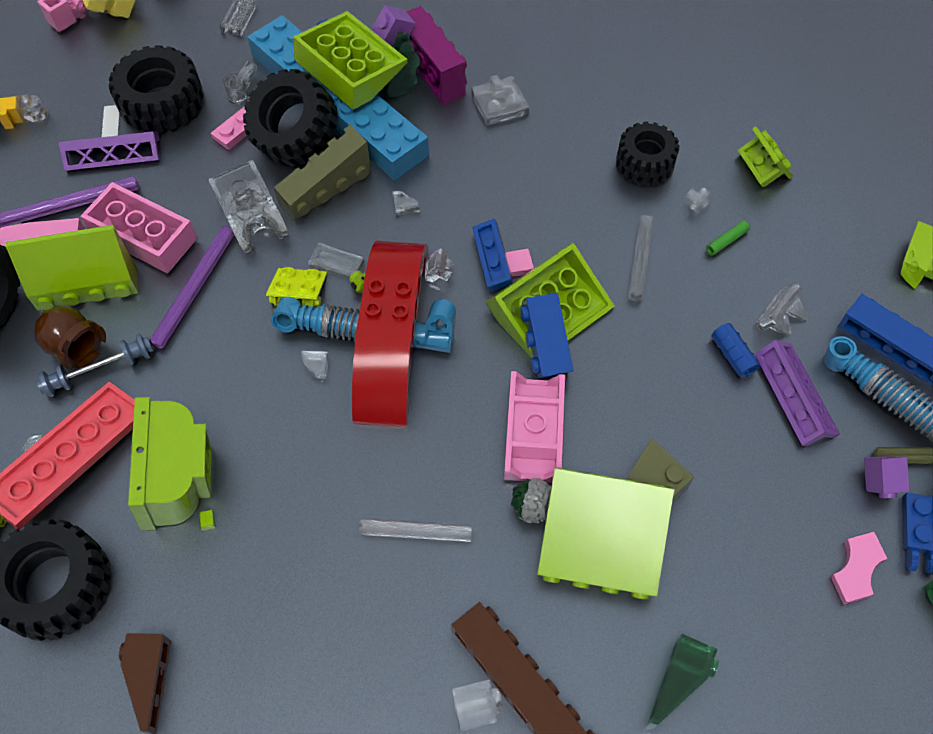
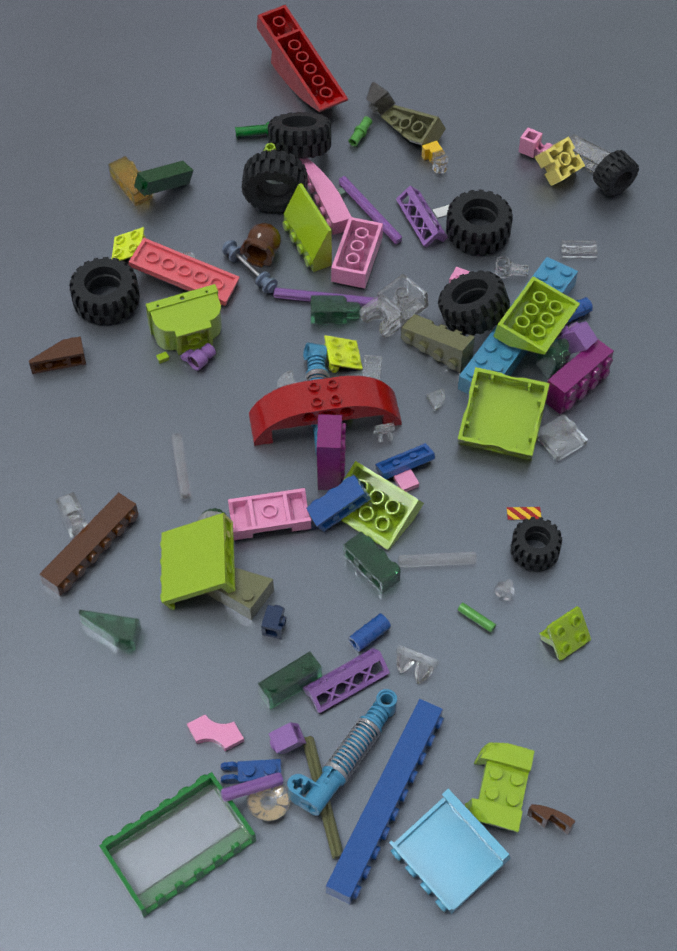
camera: 75 degrees right, 5 degrees down
(219, 281) = (333, 309): none -> clear green hinge
(233, 467) = (199, 358): none -> medium lavender piece
(465, 132) = (503, 413): none -> lime tile
(480, 317) = (330, 451): none -> magenta brick
(592, 161) = (522, 513): none -> sticker
(634, 324) = (372, 562): none -> clear green brick
(703, 457) = (273, 621): none -> dark blue brick
(797, 455) = (289, 680): none -> clear green brick

